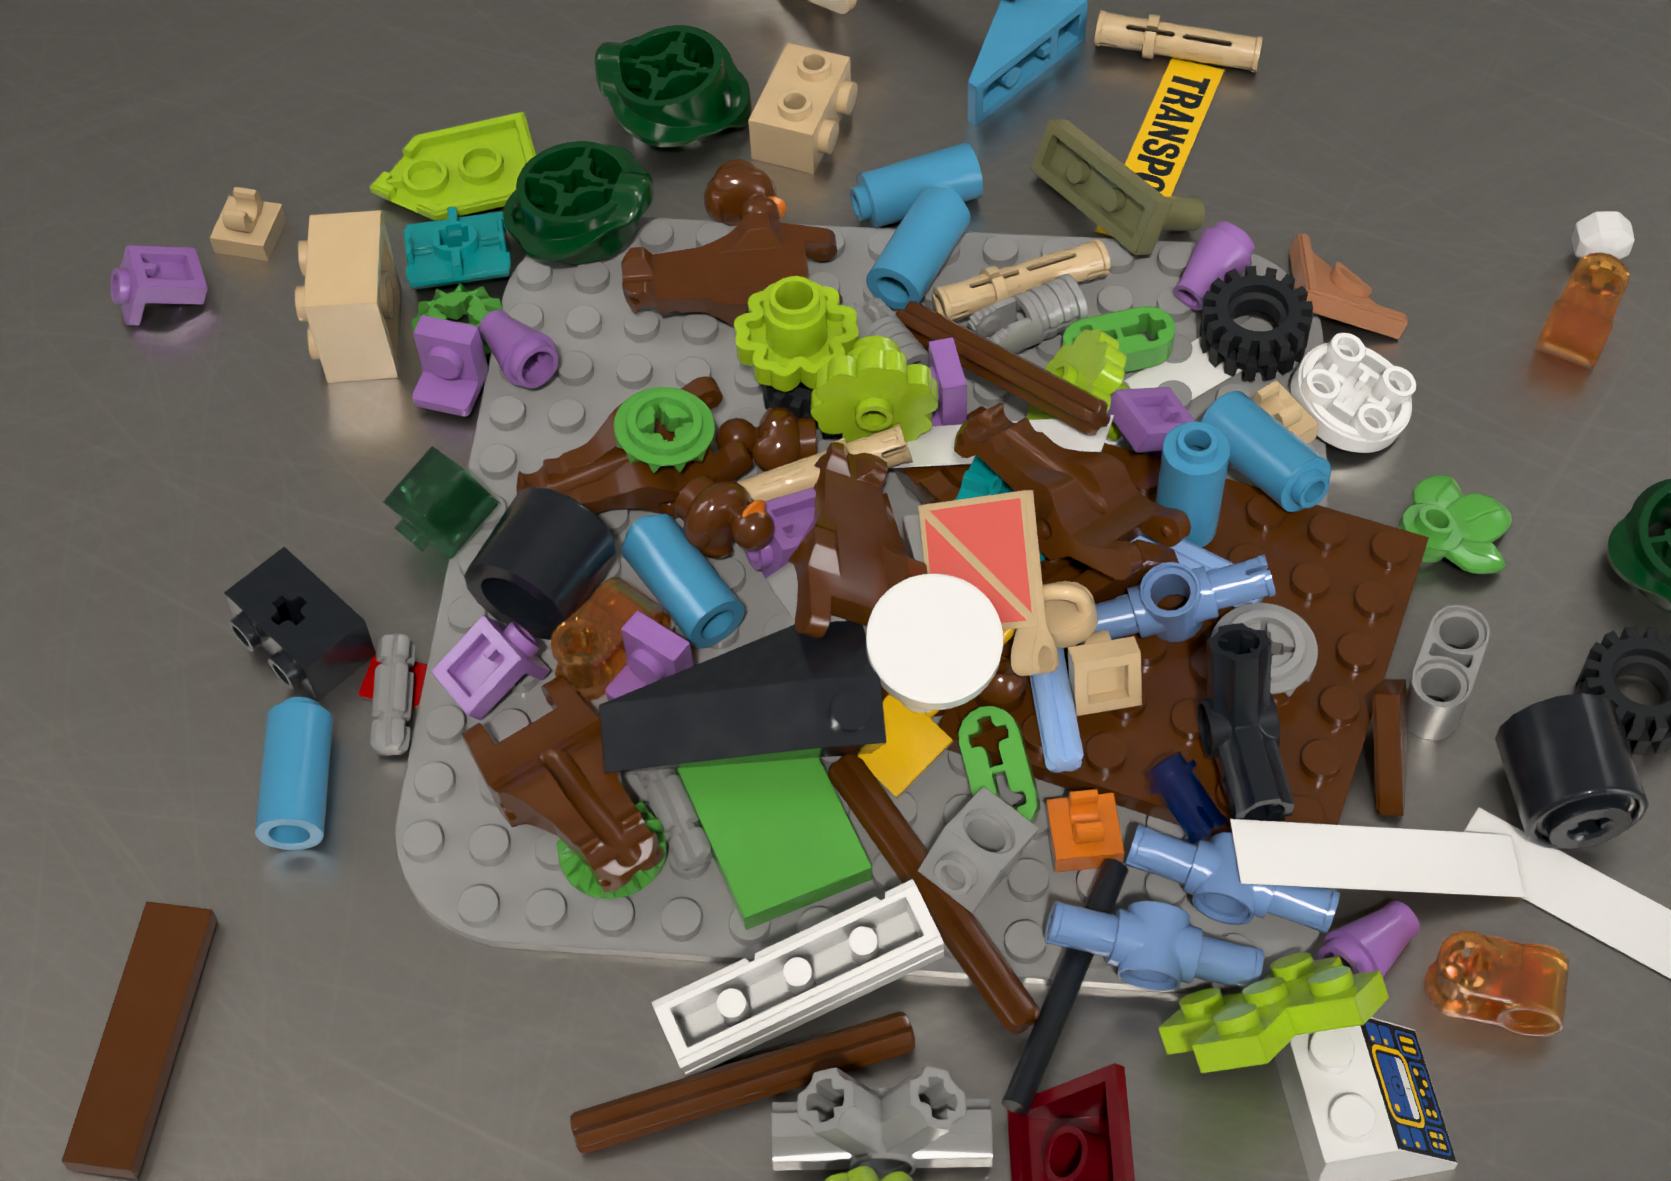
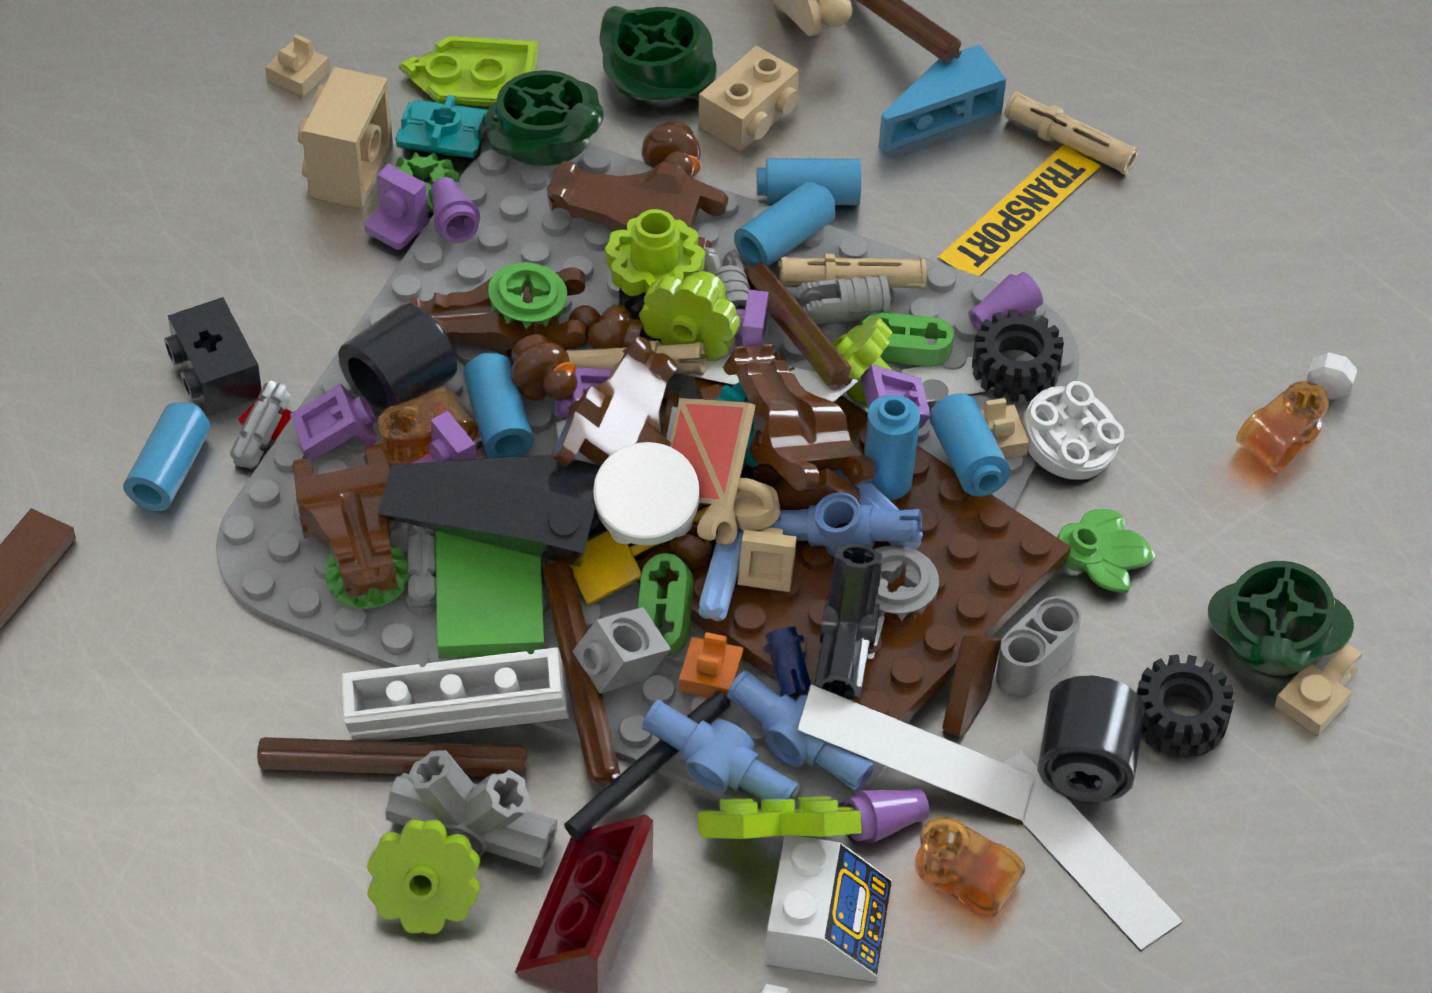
camera: 15 degrees right, 5 degrees down
(157, 276) = (216, 84): medium lavender bracket -> none
(439, 504) = (346, 302): clear green brick -> none
(1110, 190) = (956, 230): olive piece -> none
(1340, 293) = (1101, 356): nougat tile -> none

